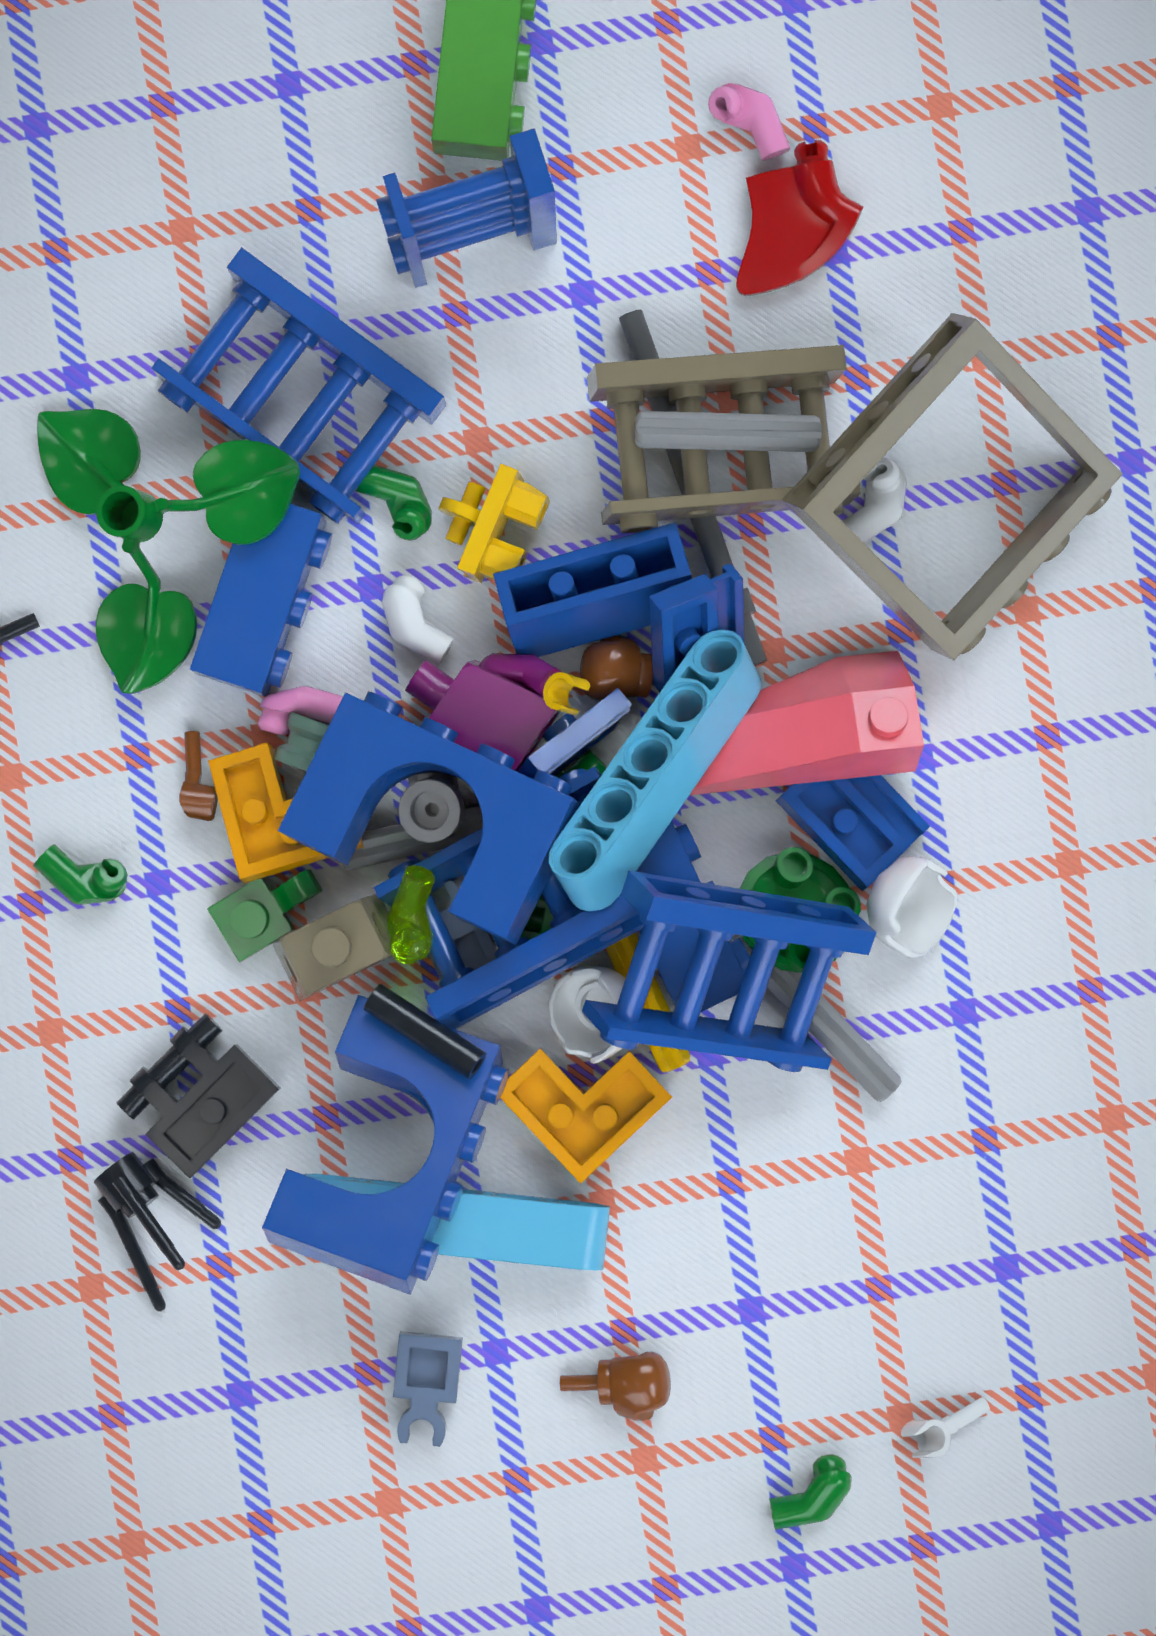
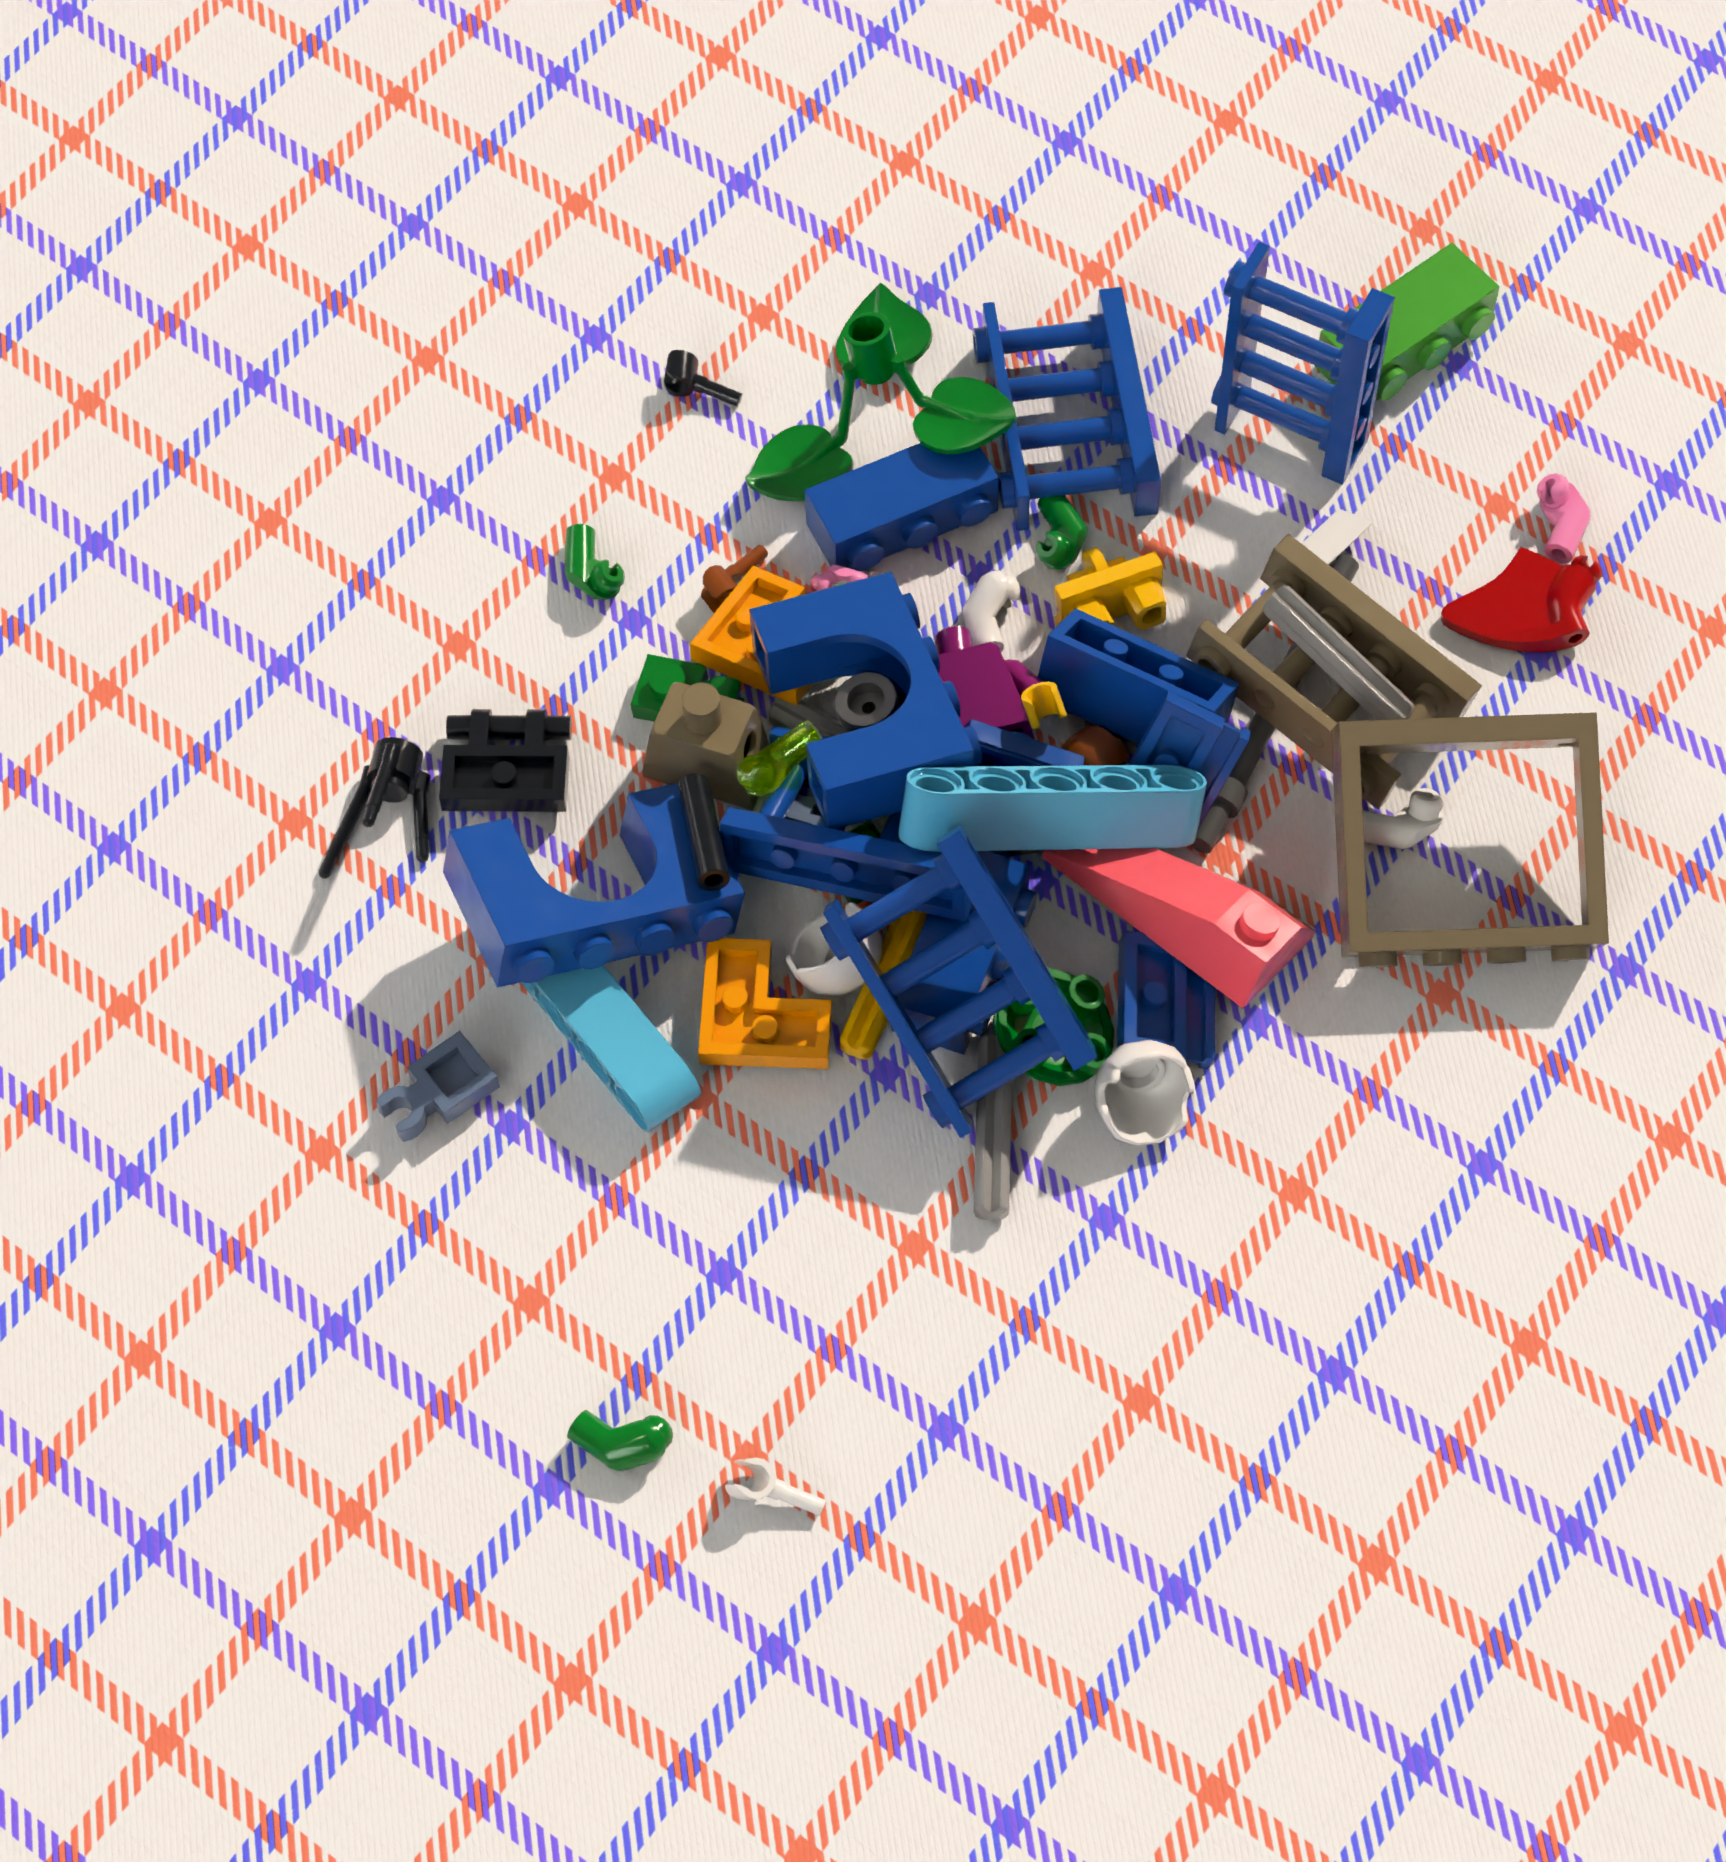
camera: 45 degrees right, 25 degrees down
(598, 316) = (1336, 535): none -> white sticker
(630, 1383) = (578, 1228): dark orange piece -> none

